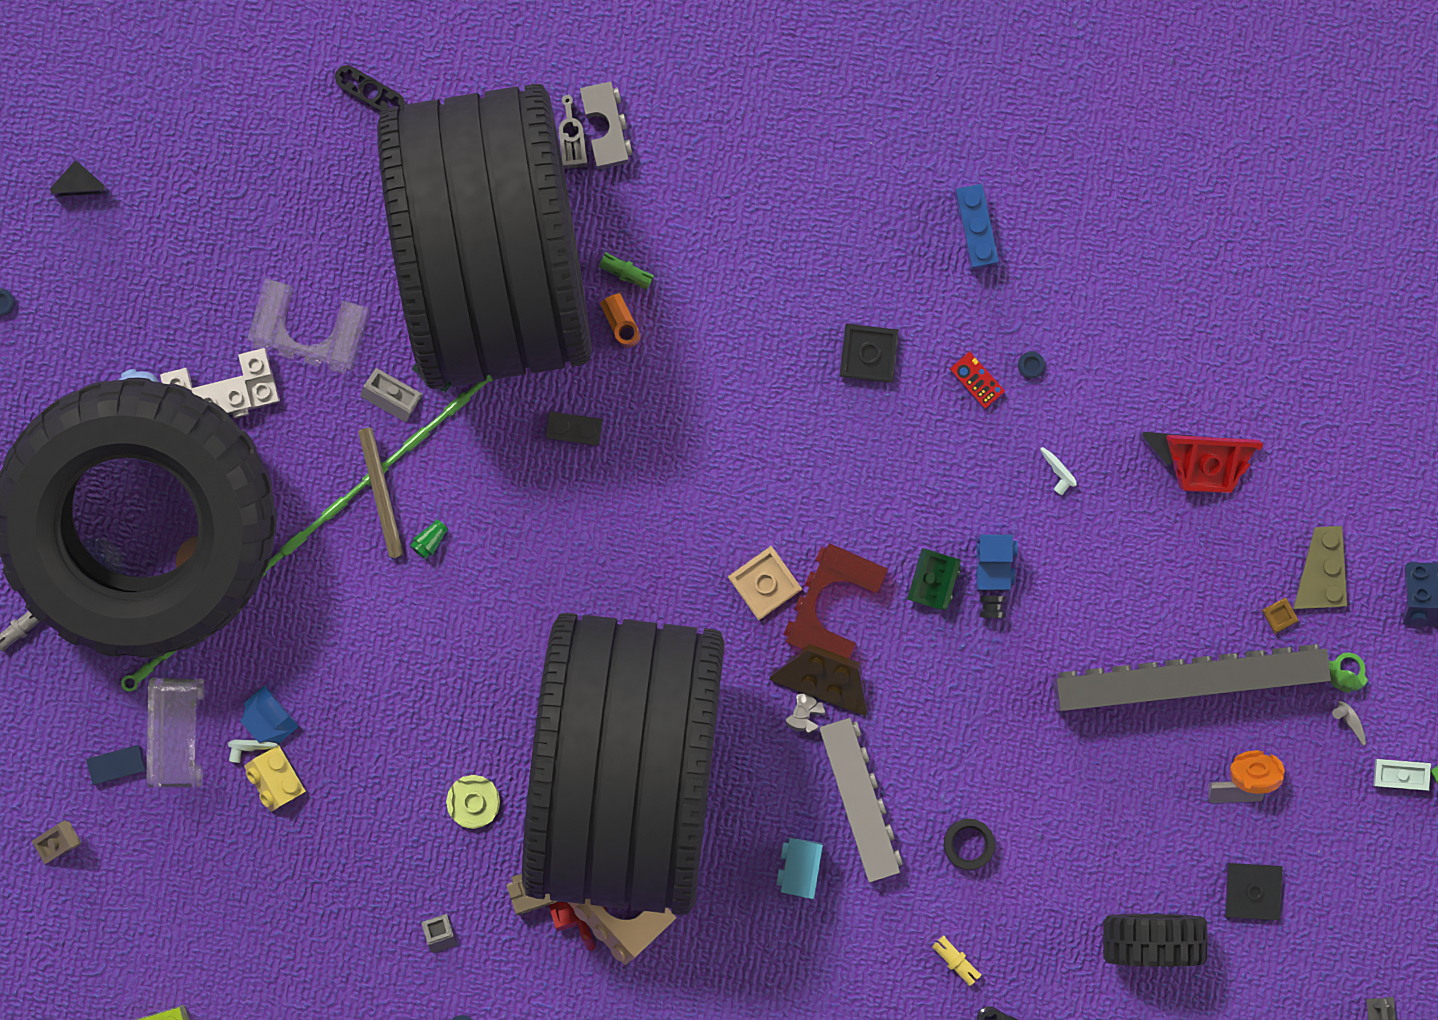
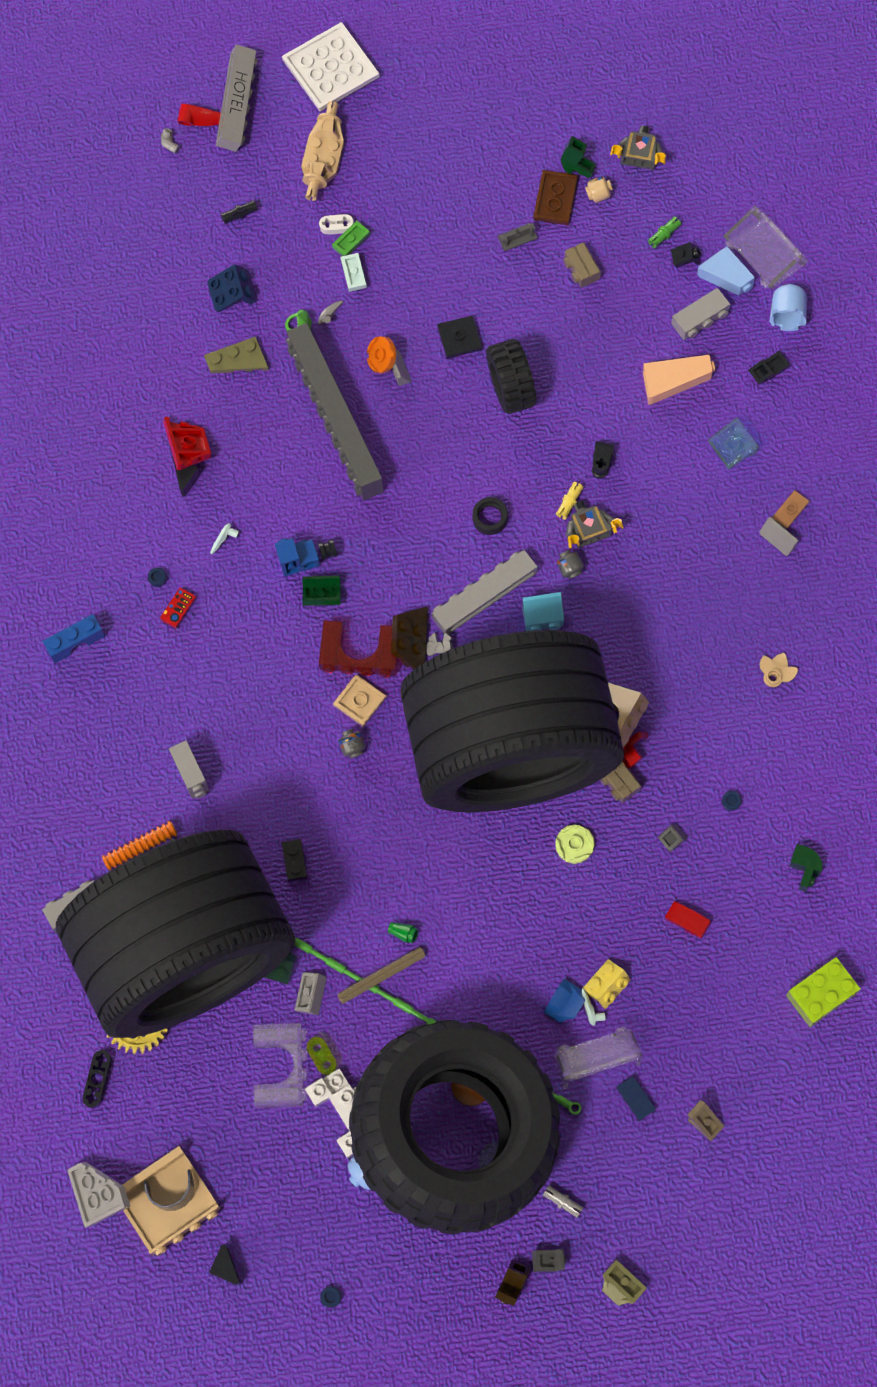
camera: 105 degrees left, 15 degrees down
(174, 127) = (182, 1202): none -> piece
(184, 134) = (168, 1185): none -> tan panel
(219, 48) = (96, 1194): none -> light grey plate
(303, 382) = (321, 1056): none -> clear neon green plate
(322, 913) = (687, 919): none -> red slope
(659, 232) = (139, 845): none -> orange piece
(704, 553) = (352, 743): none -> dark grey head
(735, 326) = (189, 770): none -> light grey brick
(861, 929) = (570, 564): none -> dark grey head
(869, 353) = (181, 681): black plate -> none
(908, 974) = (590, 525): none -> dark grey torso
(1280, 615) = (274, 375): pearl gold tile -> none

